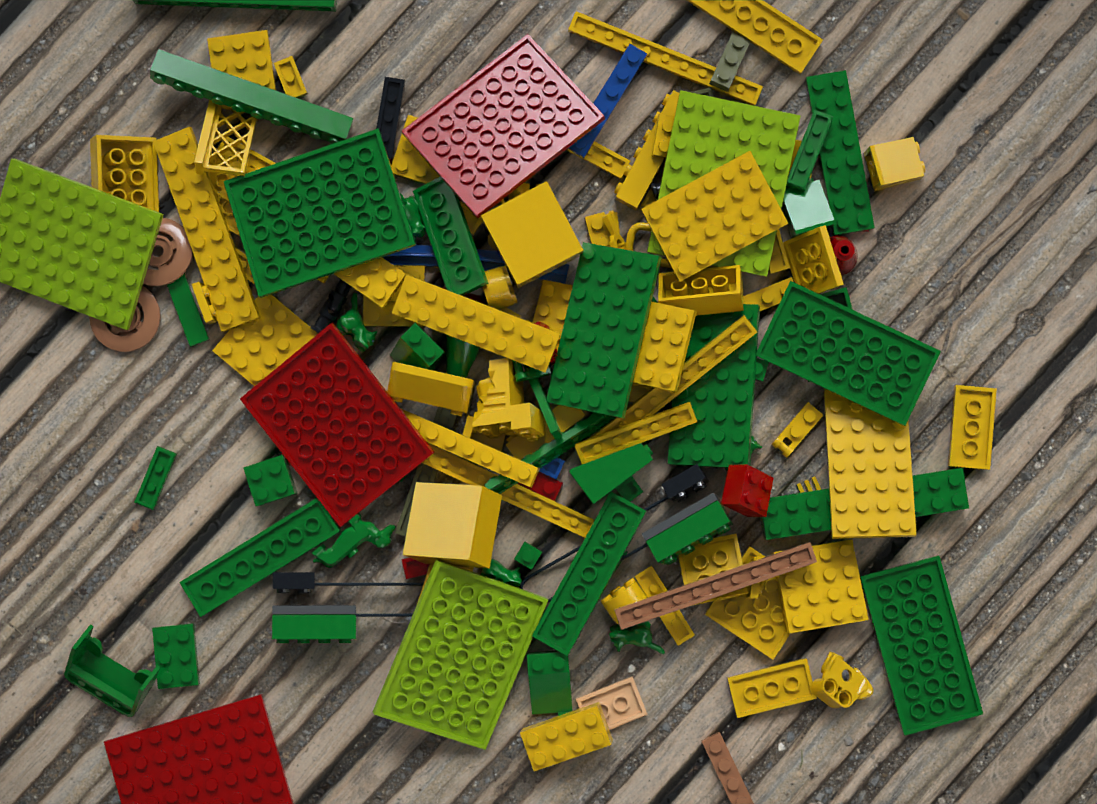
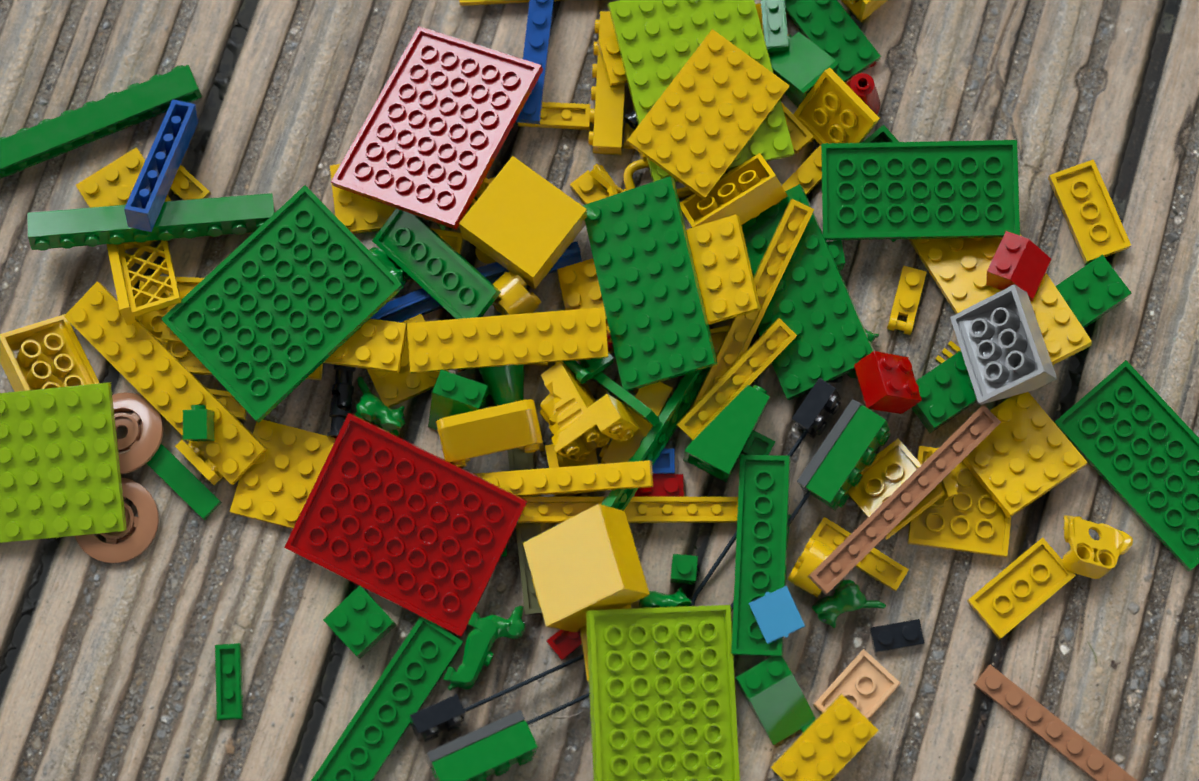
camera: 25 degrees left, 10 degrees down
(216, 276) = (198, 424): none -> green brick
(277, 58) = (161, 165): none -> blue brick
(390, 112) = (307, 165): black plate -> none
(578, 625) = (777, 614): none -> dark azure piece
(662, 678) = (896, 635): none -> black plate
(846, 507) = (1003, 346): none -> light grey slope
(891, 450) = (1018, 264): none -> red slope

